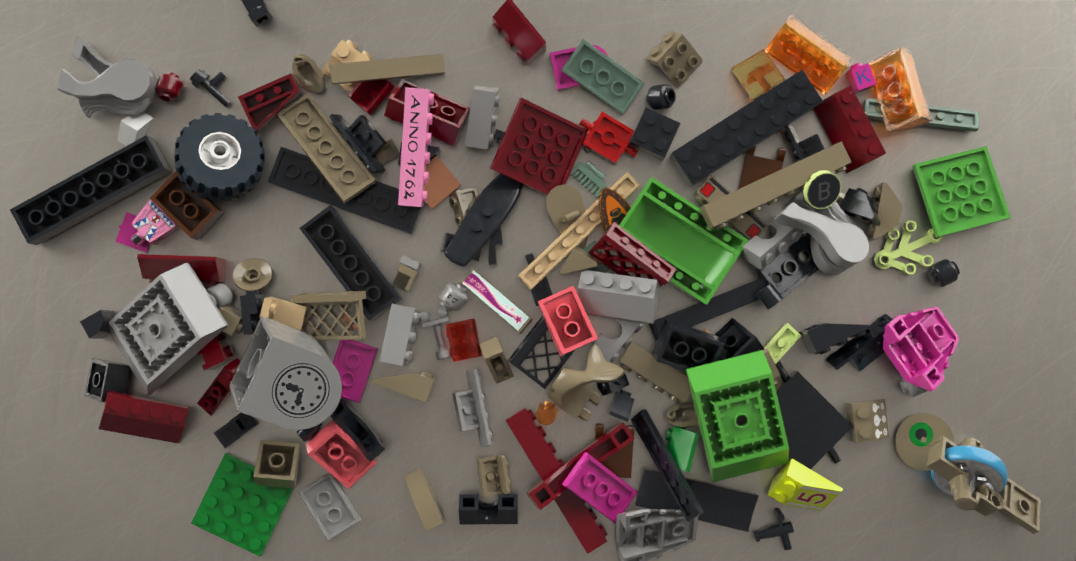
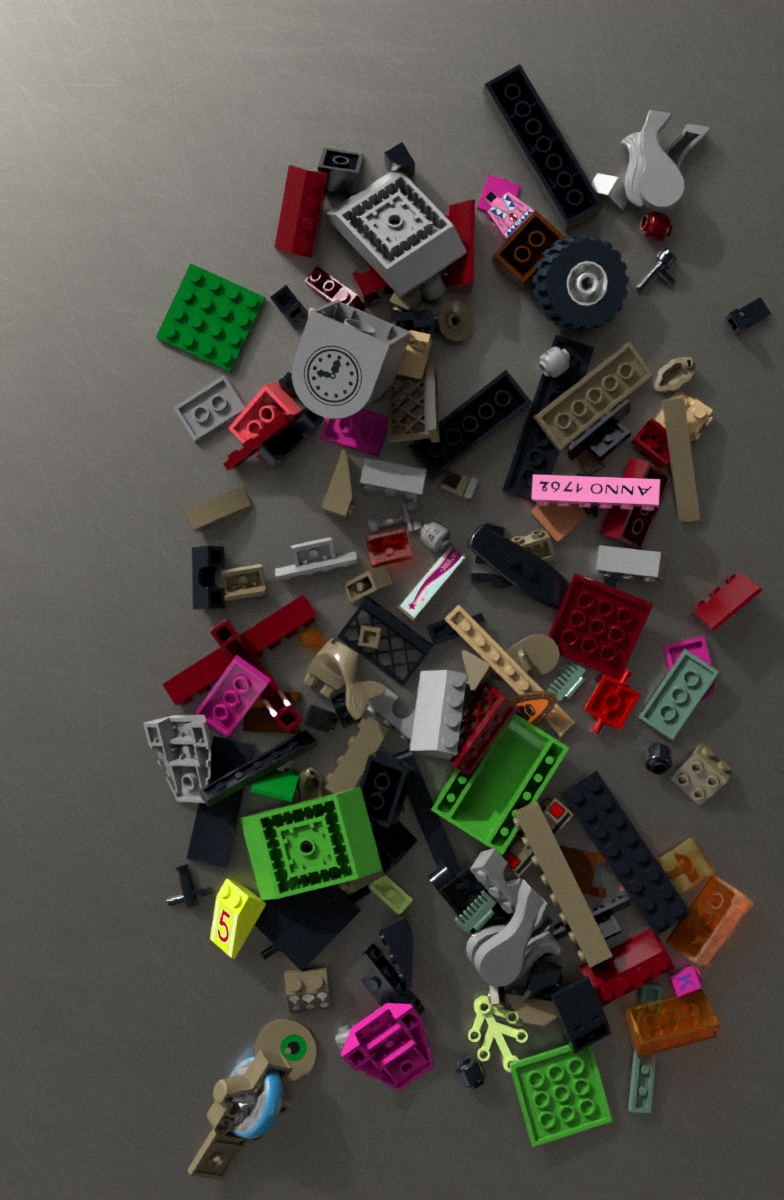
camera: 90 degrees right, 0 degrees up
(266, 101) = (644, 333): dark red wedge -> none
(277, 464) = (254, 353): dark tan brick -> none
(293, 183) = (554, 362): none -> light grey head
(365, 466) = (252, 445): none -> dark red plate
(546, 358) = (370, 637): none -> dark tan tile
(567, 321) = (411, 658): coral slope -> none
(654, 134) = (617, 751): black brick -> none
(804, 262) = (479, 917): none -> sand green piece
(822, 189) = (558, 935): black tile -> none
(877, 247) = (497, 997): none -> dark tan plate
(893, 171) = (580, 1015): none -> black slope

